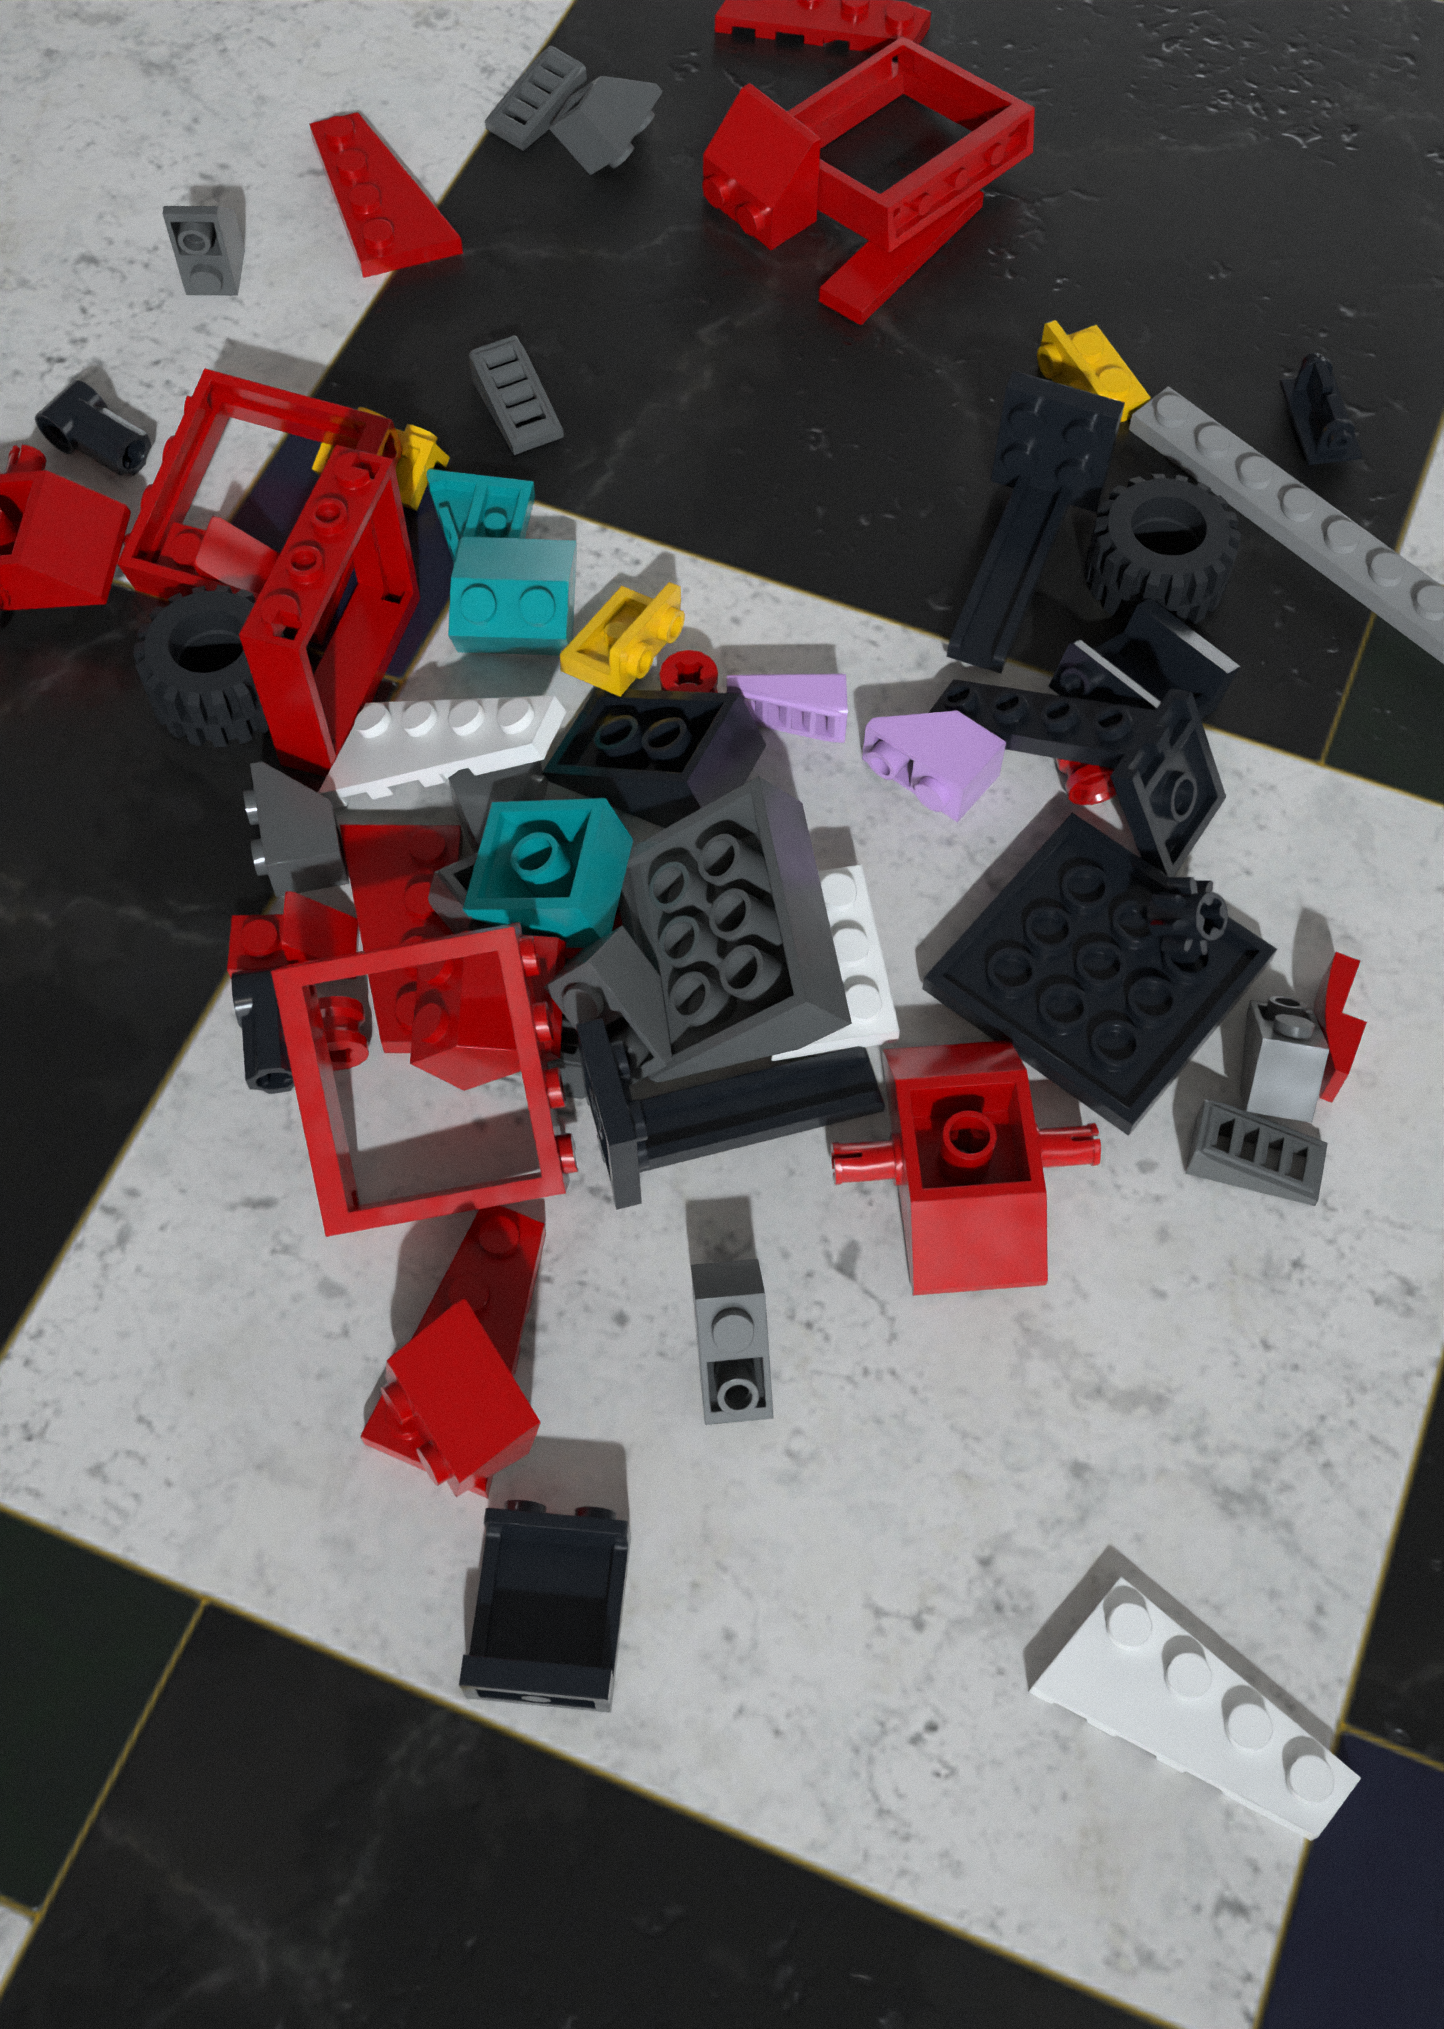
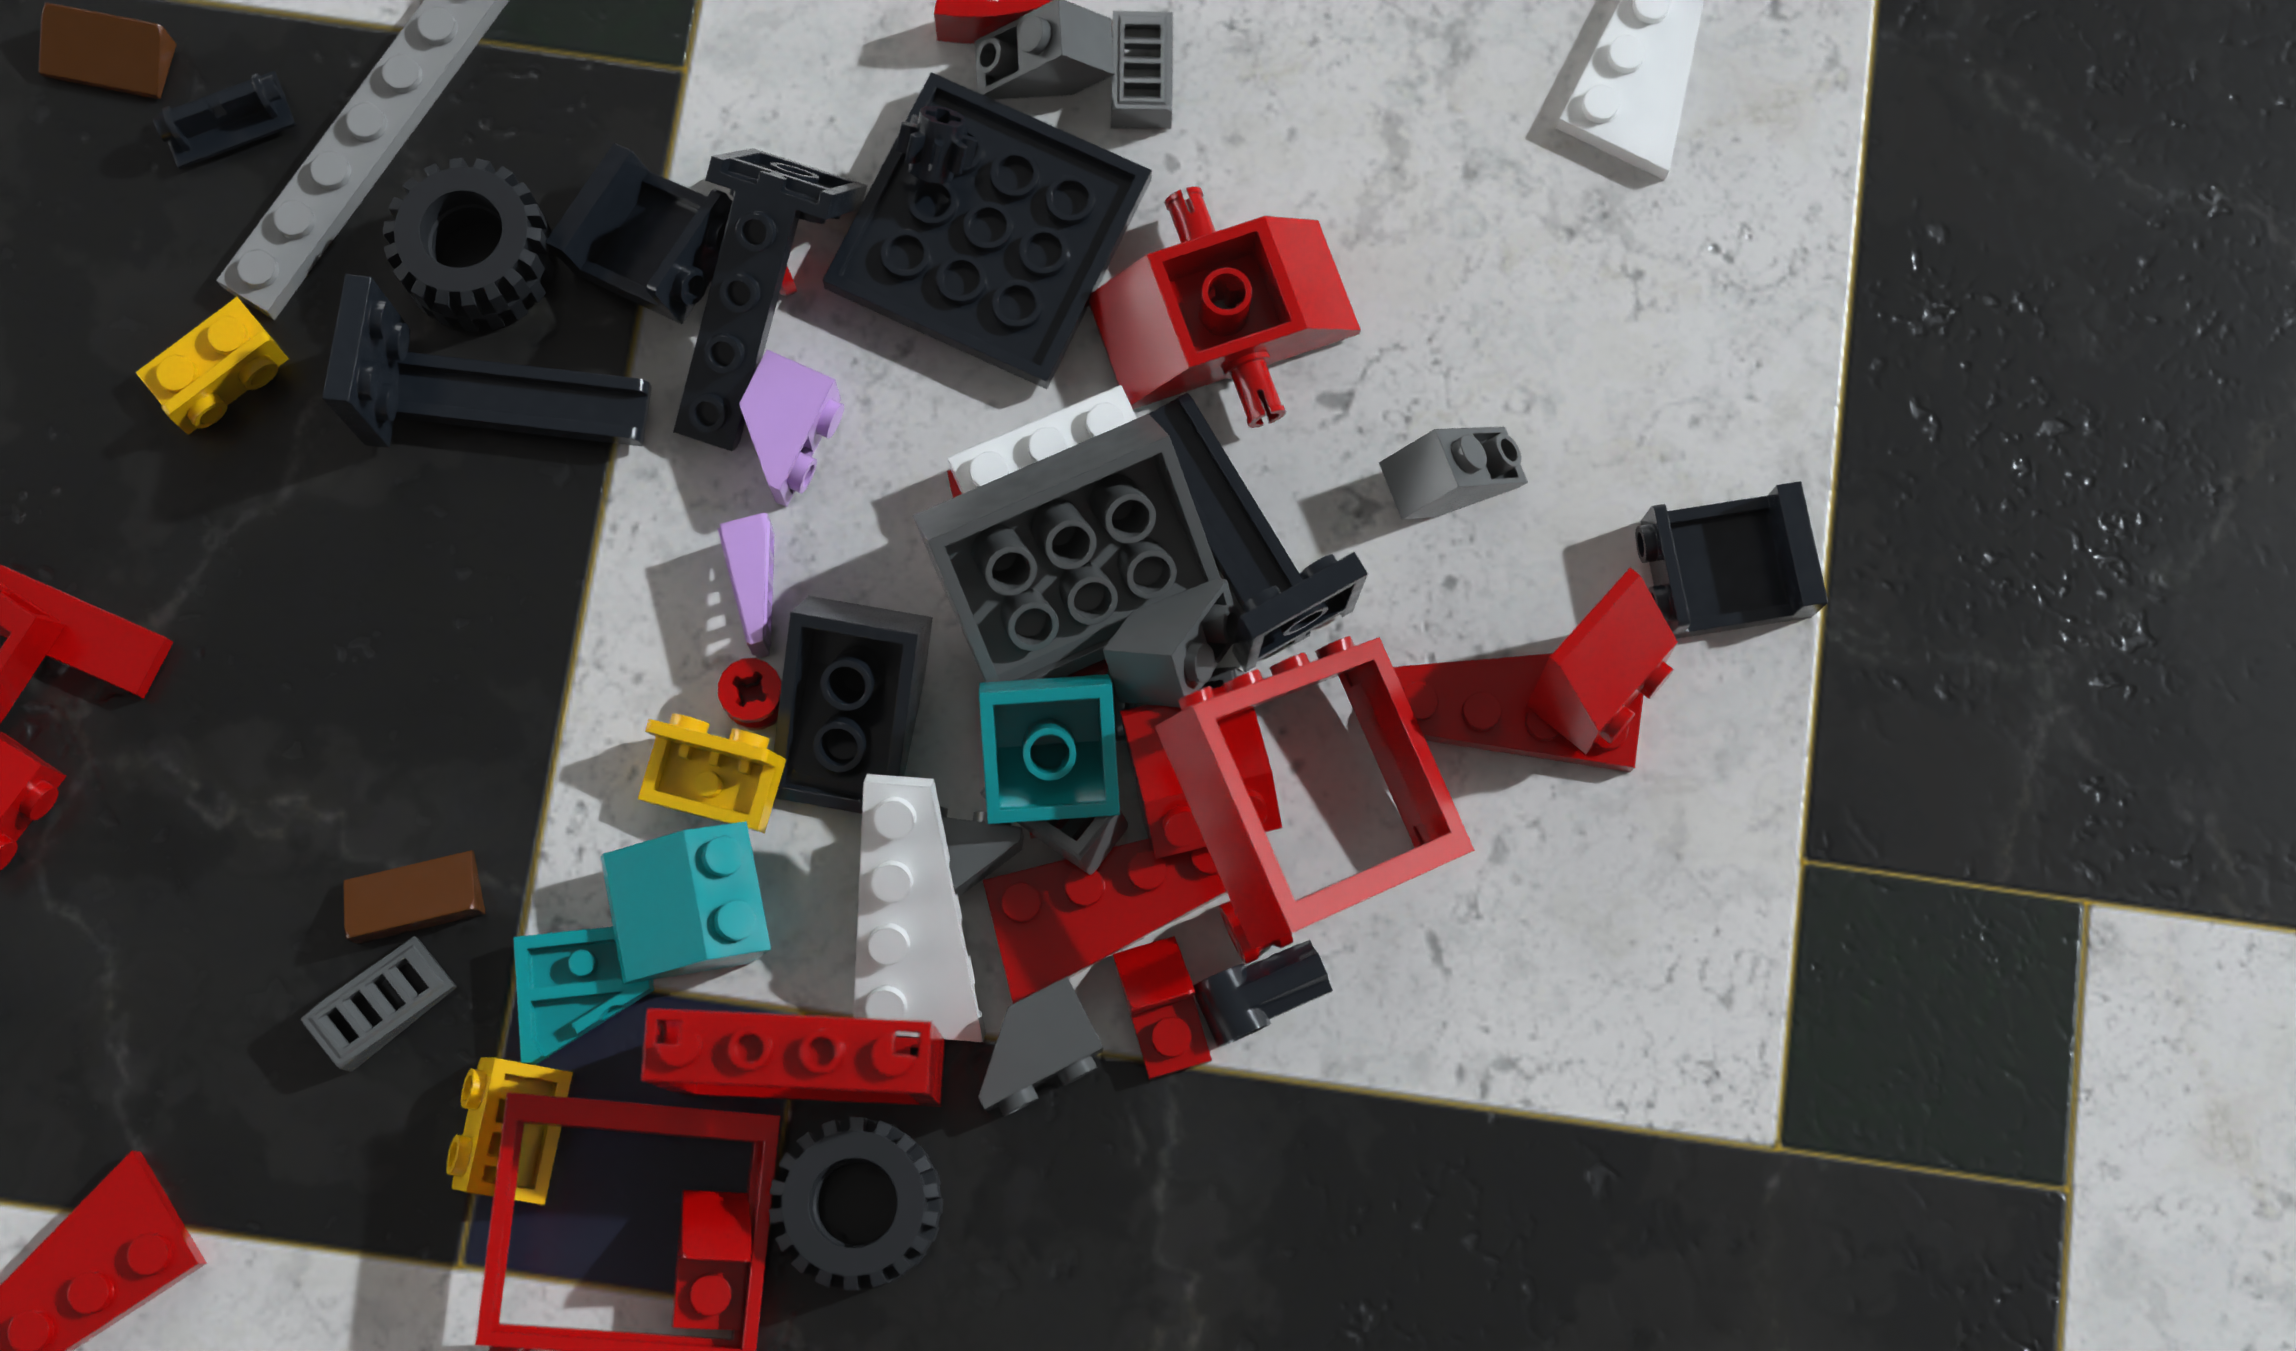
camera: 110 degrees left, 15 degrees up
(594, 432) = (412, 897): none -> reddish brown slope
(1396, 348) = (104, 50): none -> reddish brown slope

